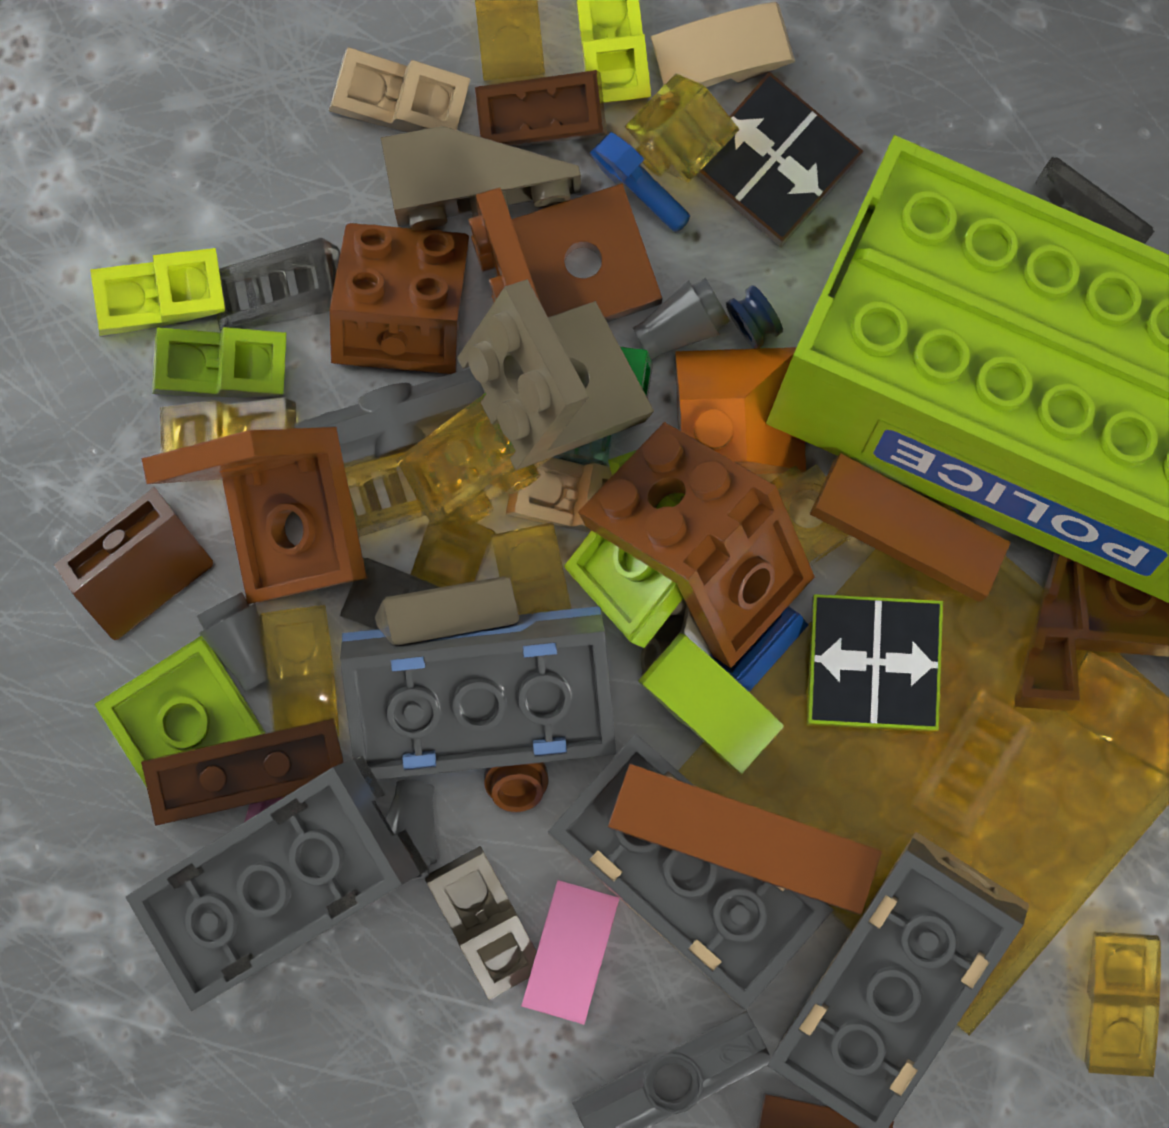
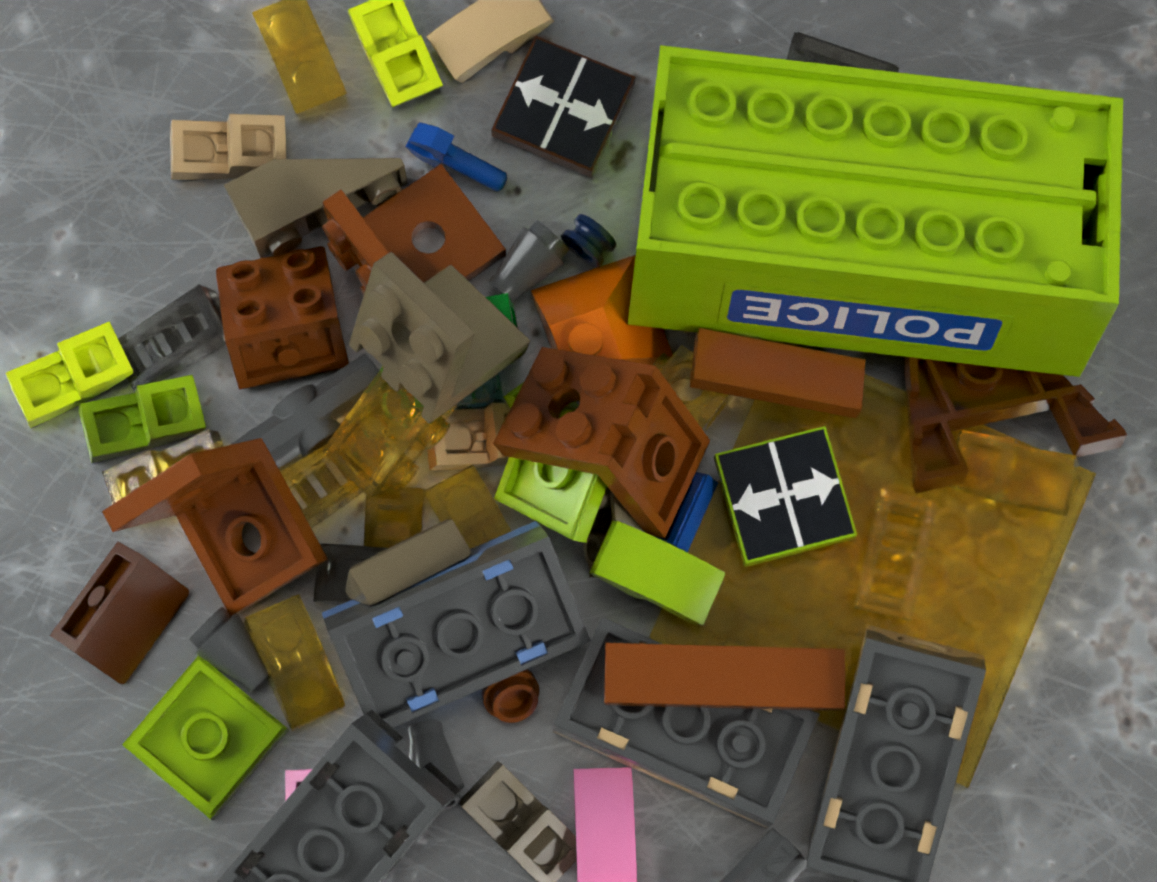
camera: 20 degrees left, 5 degrees down
(240, 771) = (267, 760): reddish brown plate -> none
(542, 109) = (354, 122): reddish brown plate -> none
(681, 129) = (477, 102): clear yellow brick -> none
(1124, 1004) = (1089, 719): clear yellow slope -> none

